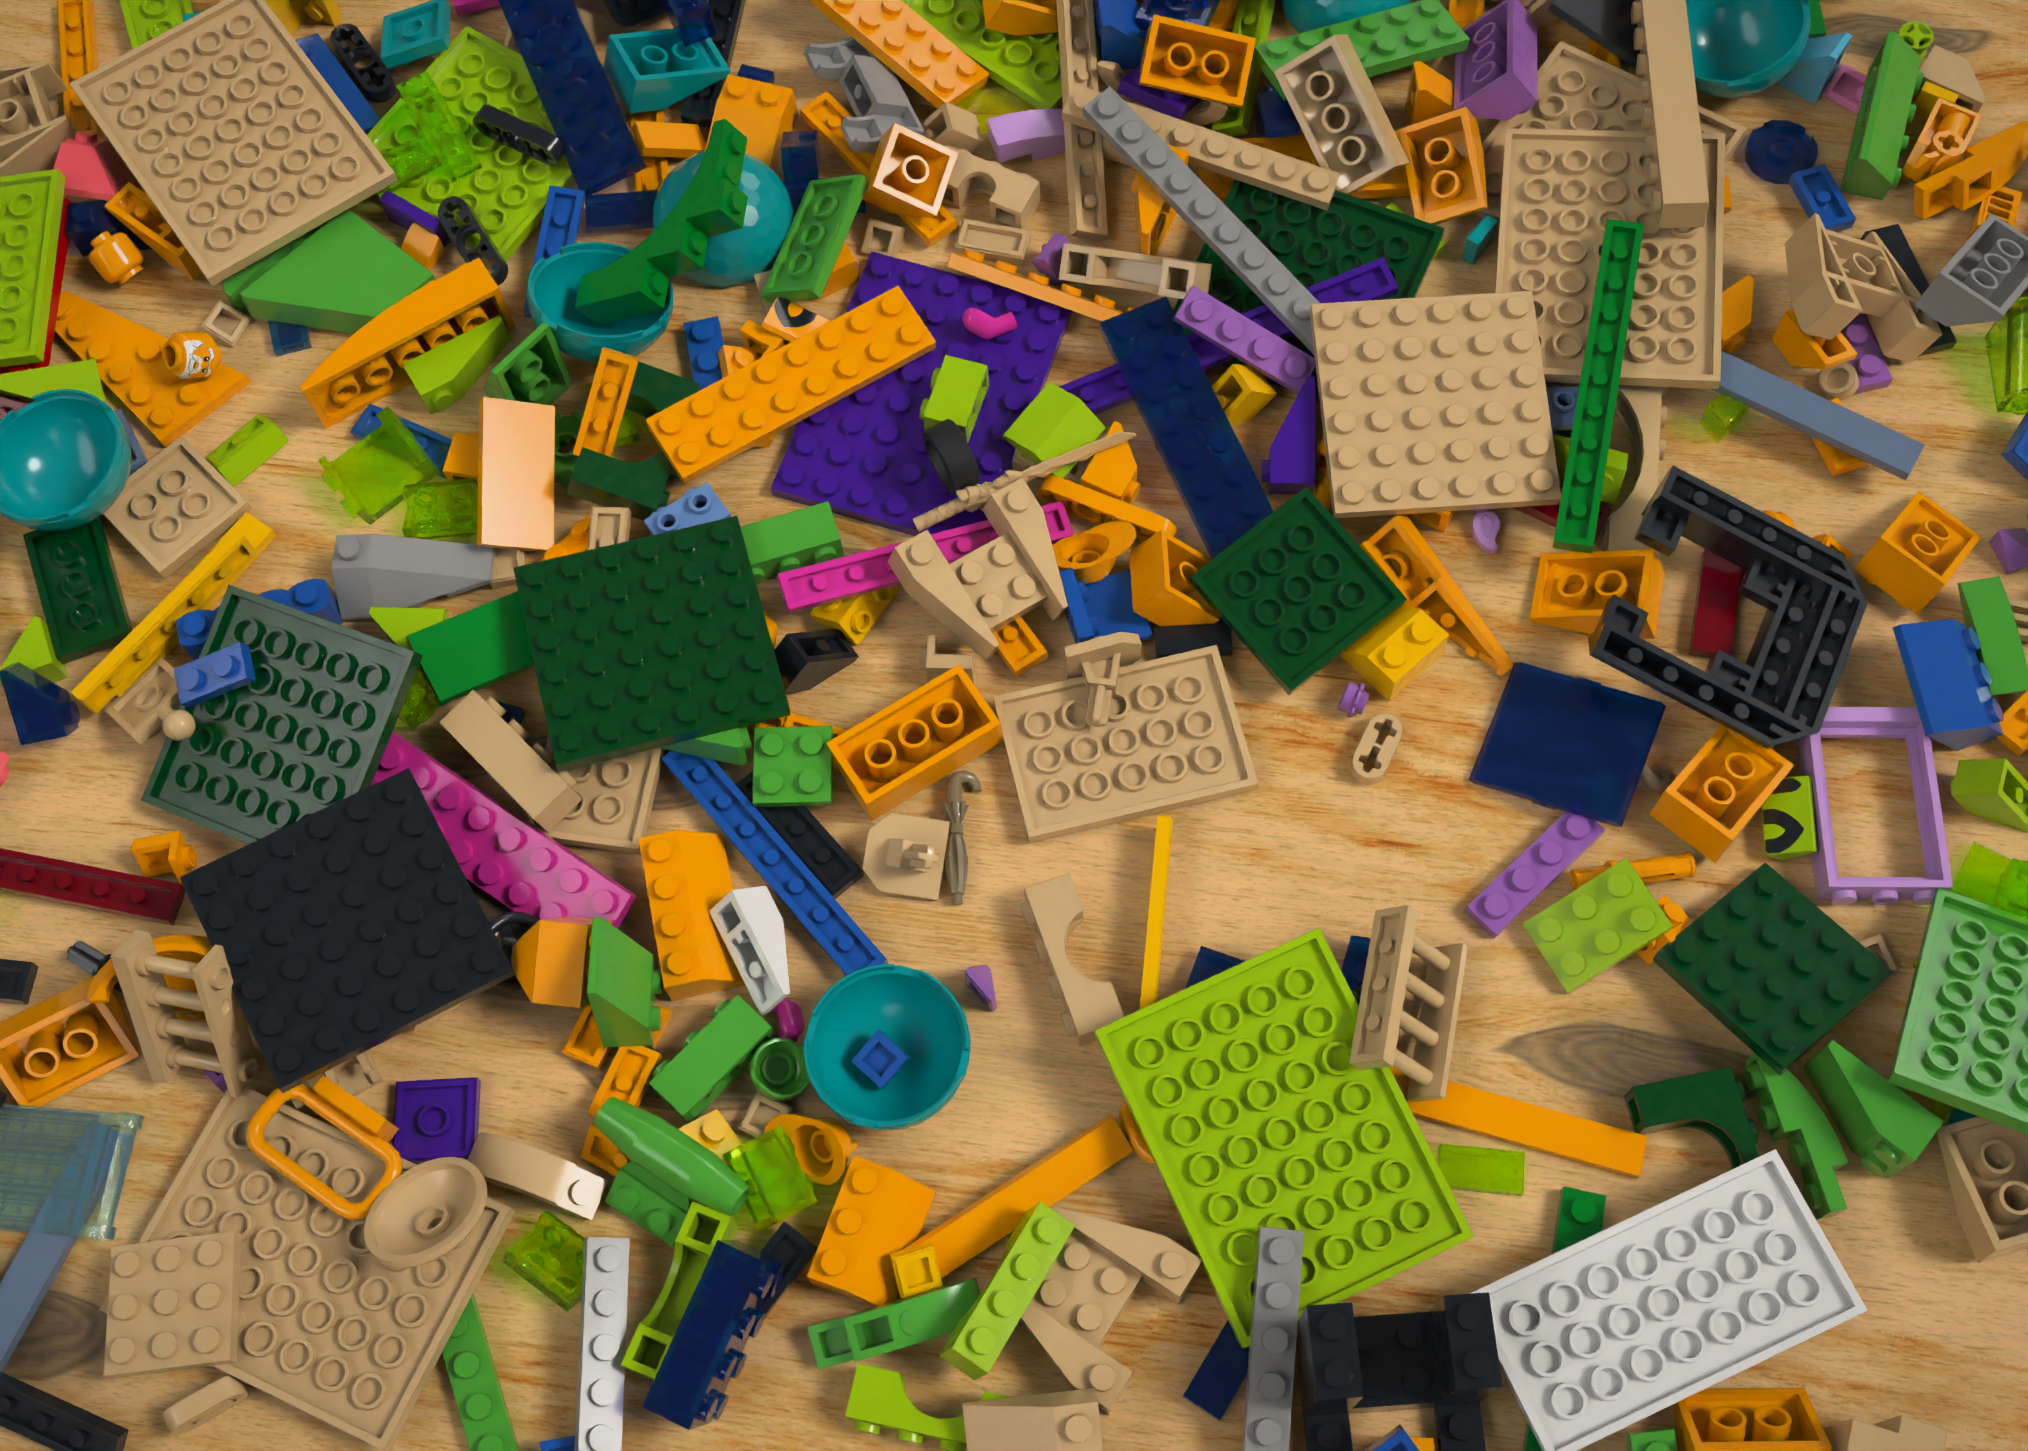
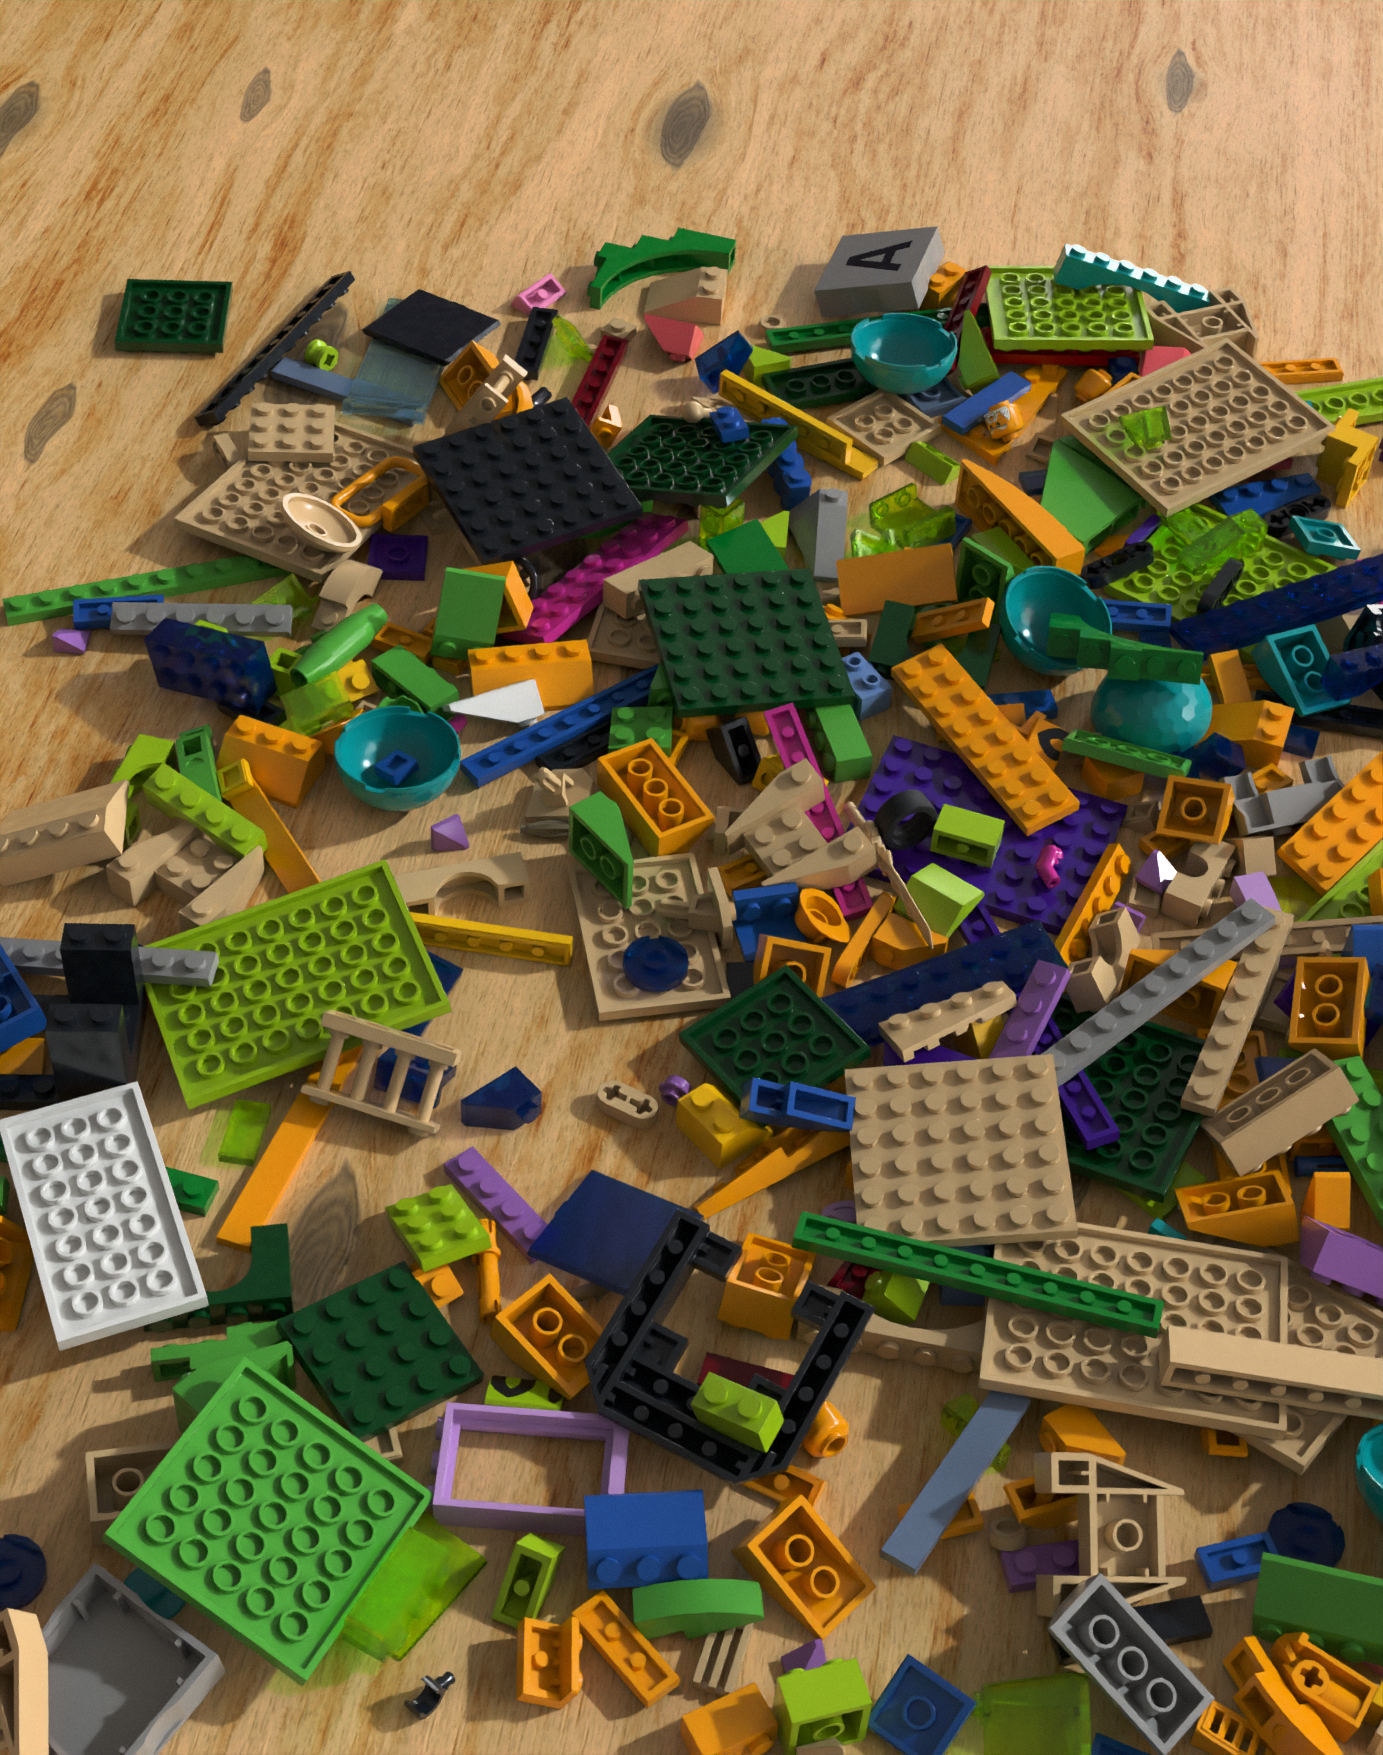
camera: 85 degrees right, 20 degrees down
(144, 379) = (973, 410): none -> blue tile
(252, 177) = (1147, 427): none -> clear neon green slope
(983, 225) = (1156, 873): none -> medium lavender slope
(1028, 777) = (602, 844): none -> bright green slope
(1181, 724) = (655, 964): none -> clear blue tile
(1257, 422) = (952, 1016): none -> tan wing
(1398, 559) = (796, 1106): none -> blue slope
(1401, 874) = (503, 1103): none -> clear blue slope
(1814, 591) = (737, 1412): none -> lime brick

